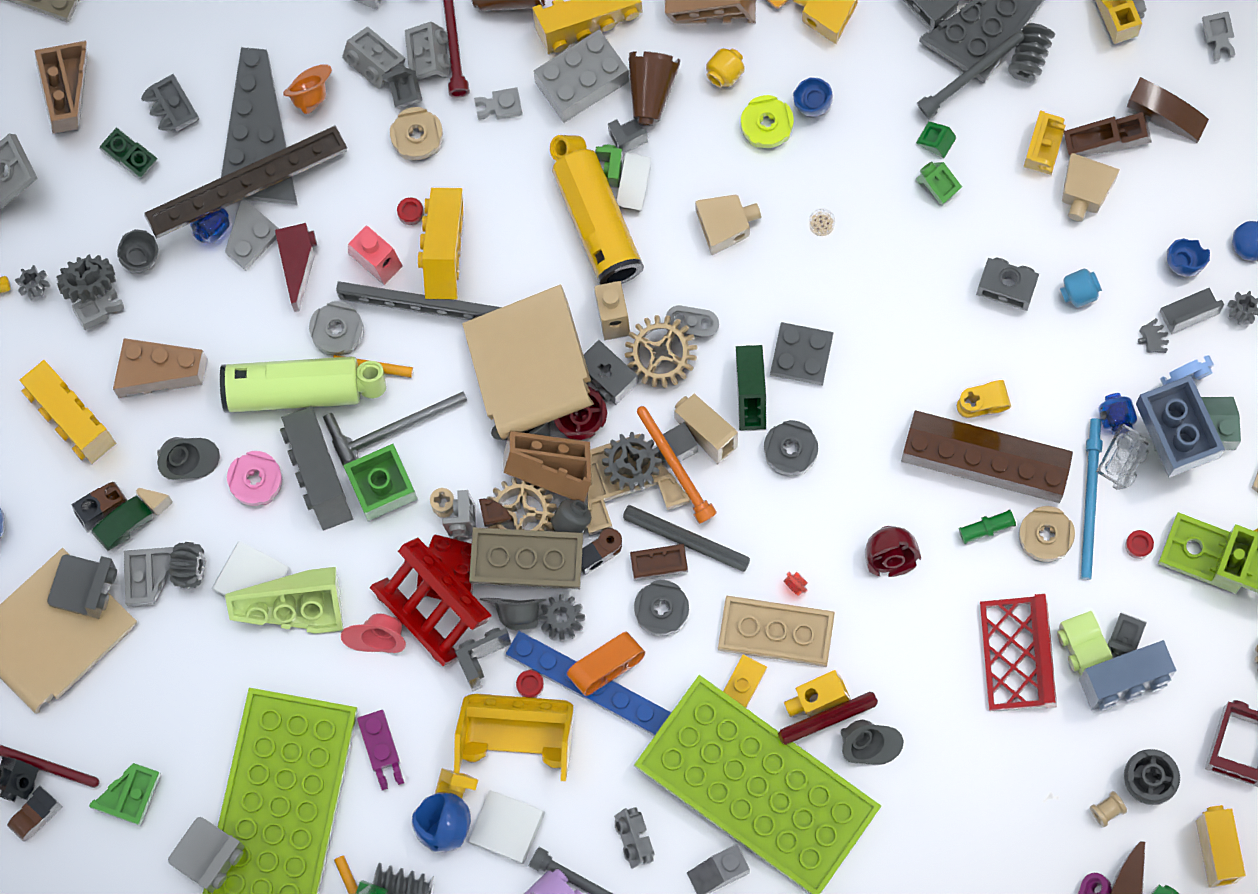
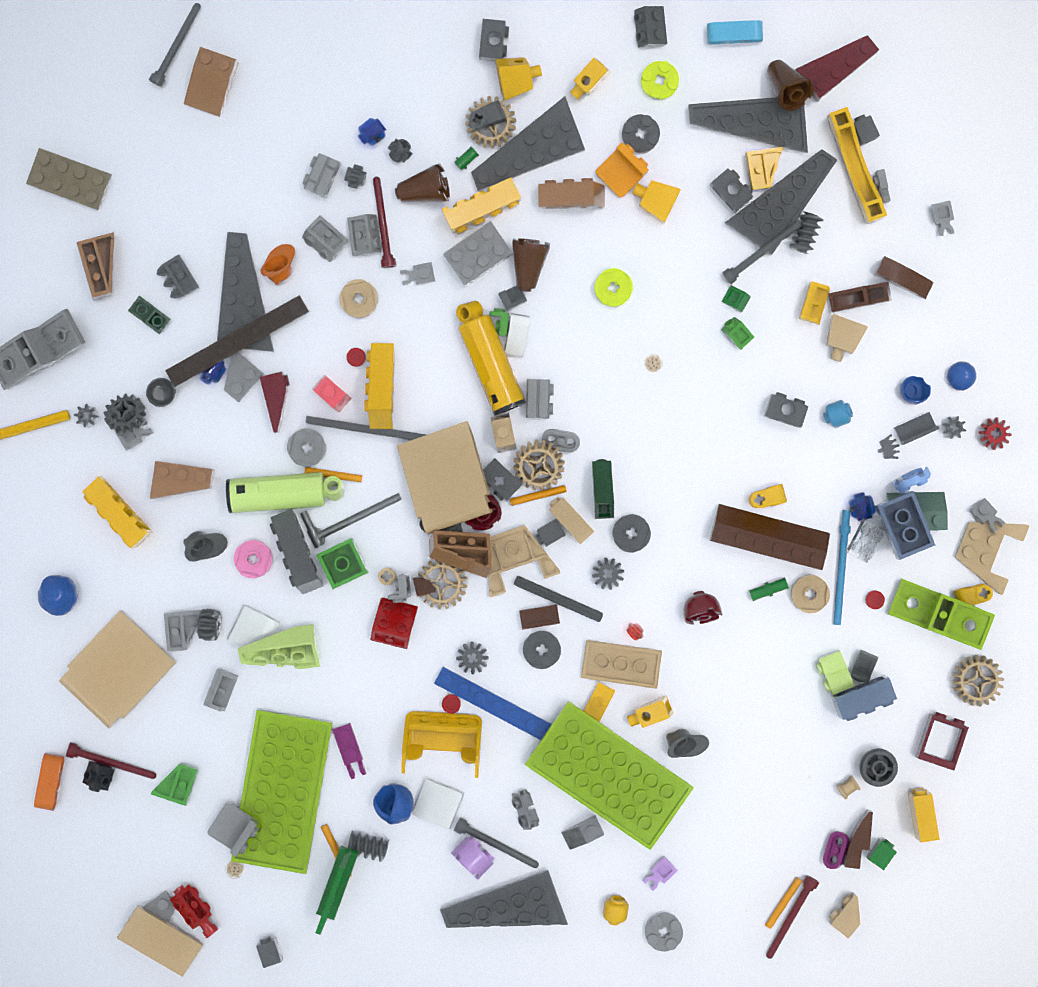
camera: 10 degrees left, 15 degrees up
(34, 814) = (113, 798): leg -> none
(82, 585) = (136, 640): dark grey bracket -> none
(98, 504) = (144, 579): leg -> none
(120, 522) = (161, 592): dark green slope -> none
(154, 500) = (183, 577): tan slope -> none
(198, 659) = (220, 690): none -> light grey hinge
(377, 634) = (344, 670): coral piece -> none
(403, 86) = (348, 263): dark grey bracket -> none
(446, 585) = (391, 641): red fence -> none
(455, 783) = (401, 778): yellow bracket -> none
(472, 651) = (411, 697): dark grey bracket -> none
(517, 613) = (440, 653): dark grey piece -> none
(526, 558) = (447, 620): dark tan plate -> none
(571, 517) = (477, 589): dark grey head -> none
(601, 550) = (503, 605): leg -> none
(606, 663) = (504, 692): orange beam -> none
(641, 457) = (507, 553): dark grey gear -> none
(659, 396) = (537, 495): none -> light orange bar
(661, 265) = (538, 398): none -> light grey brick
(702, 509) = (570, 579): orange piece -> none
(725, 67) = (583, 247): yellow head -> none
(725, 220) = (584, 364): tan torso -> none
(758, 512) = (601, 572): none -> dark grey gear
(801, 353) = (639, 462): dark grey plate -> none
(813, 97) = (647, 269): blue hair -> none
(827, 718) = (657, 728): dark red axle -> none
(1042, 647) = (805, 682): red fence -> none

